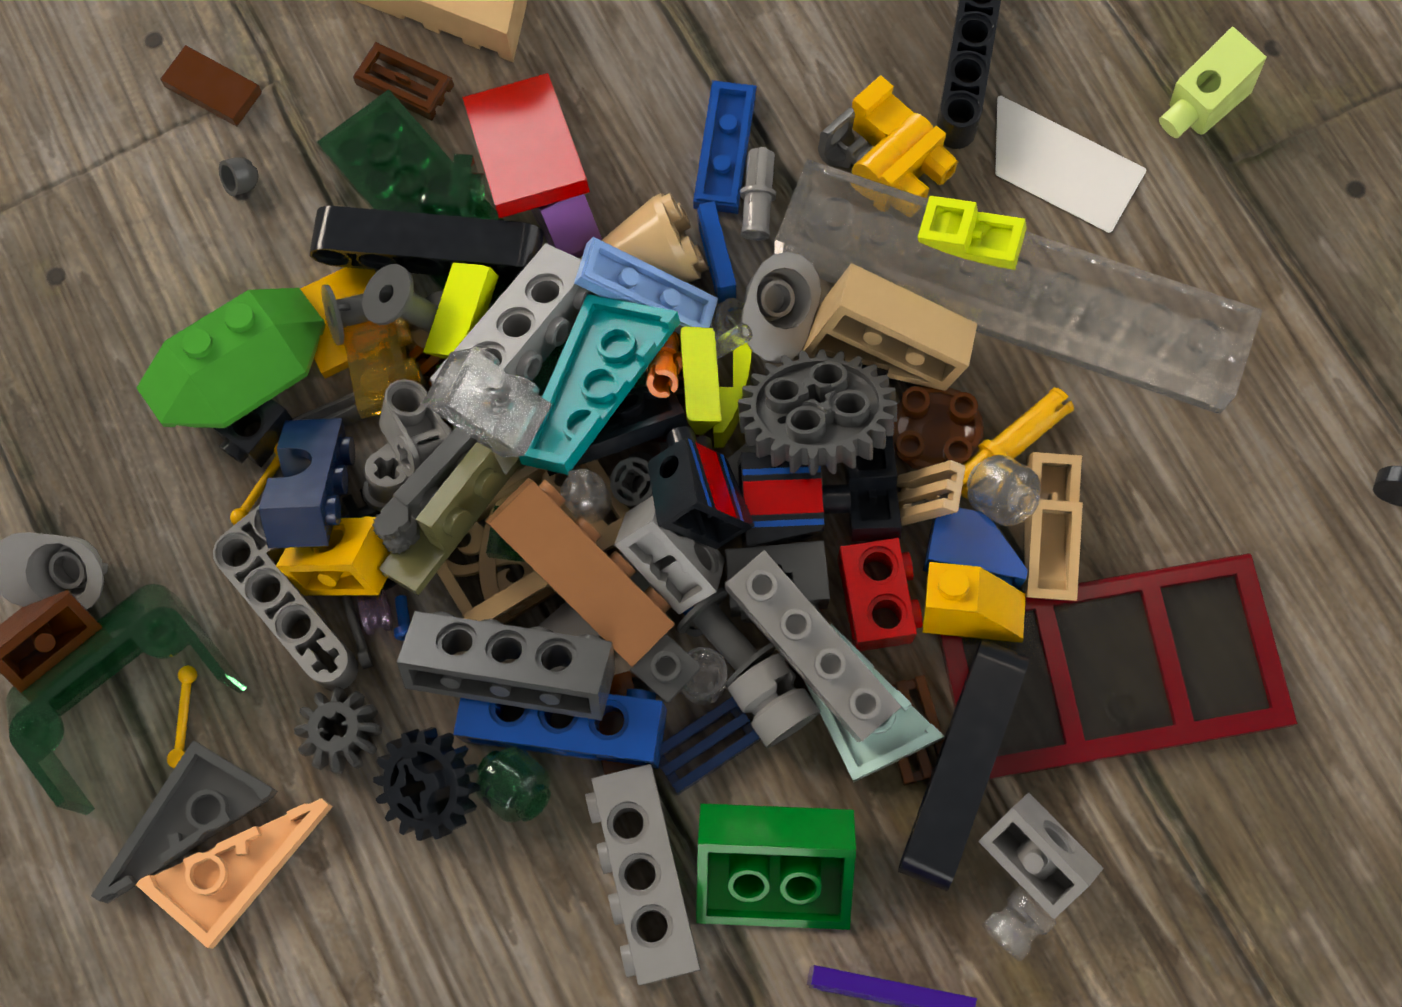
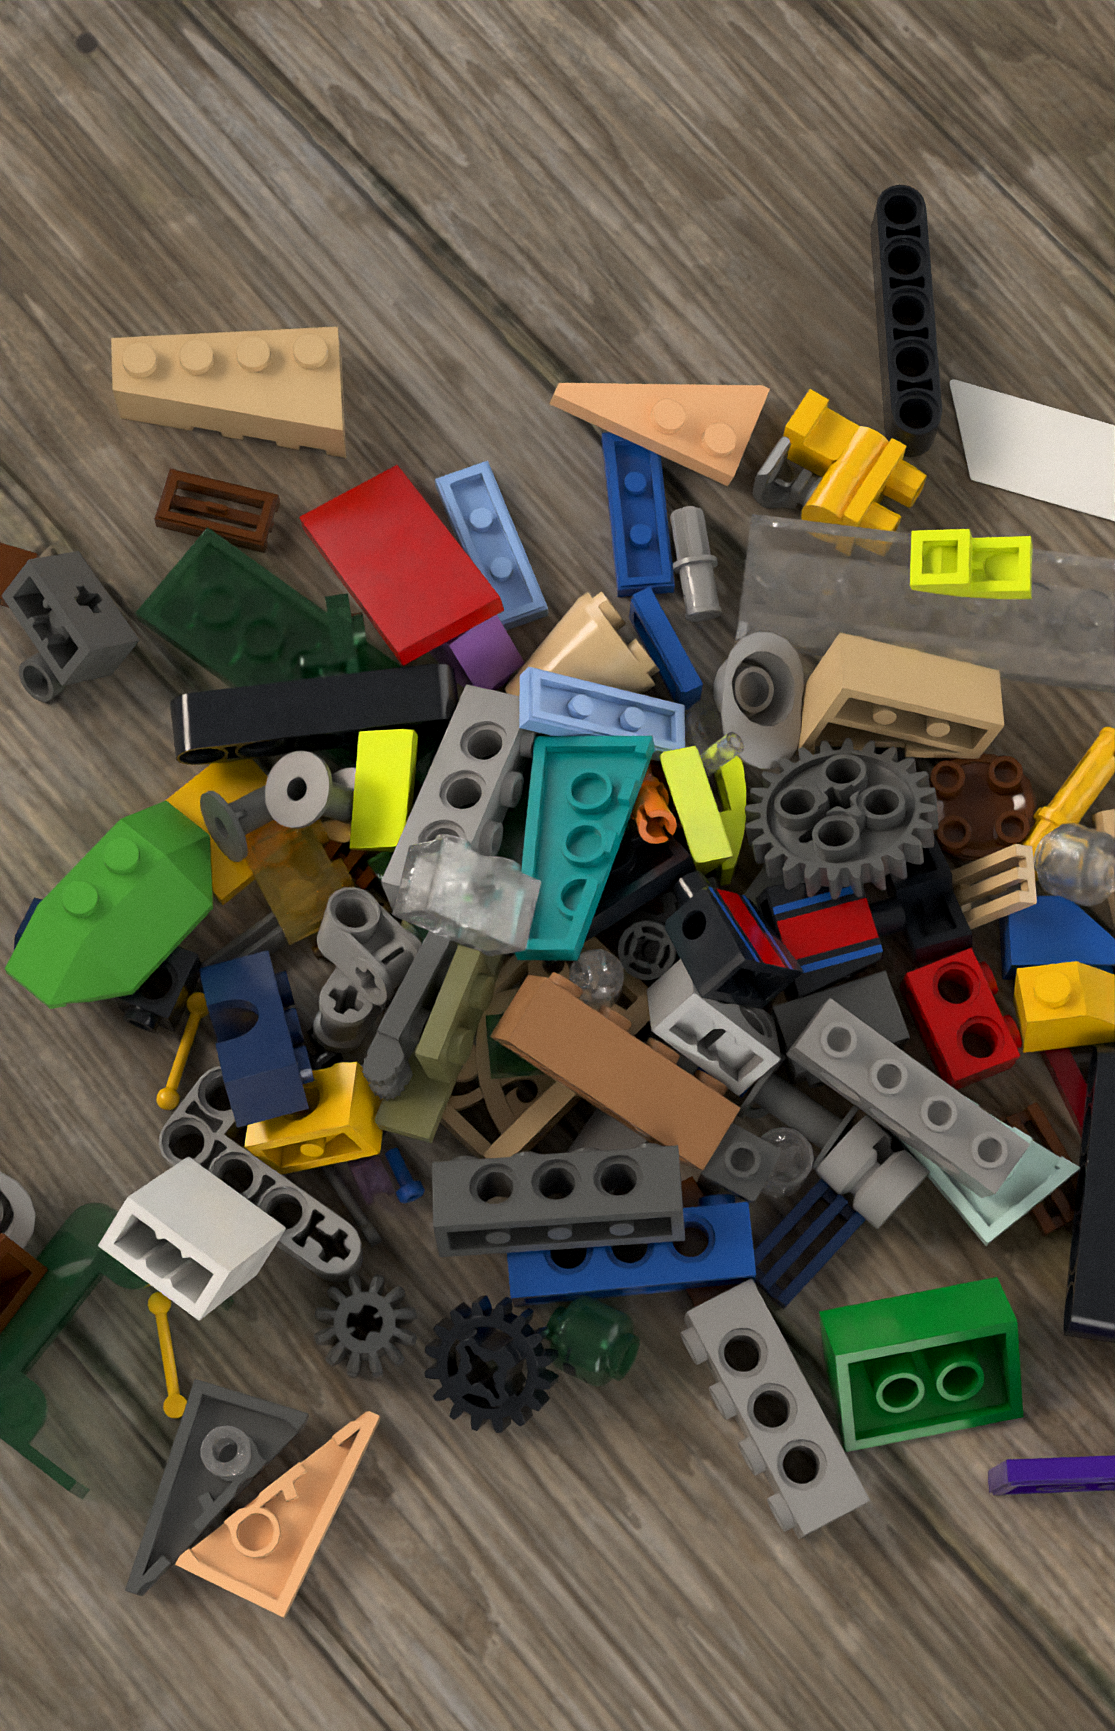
camera: 20 degrees left, 0 degrees up
(192, 805) = (216, 1441): none -> clear pin
(203, 626) = (191, 1237): none -> white brick
(264, 134) = (70, 617): none -> dark grey brick
(604, 150) = (491, 541): none -> light blue tile
(777, 84) = (683, 422): none -> light nougat wing

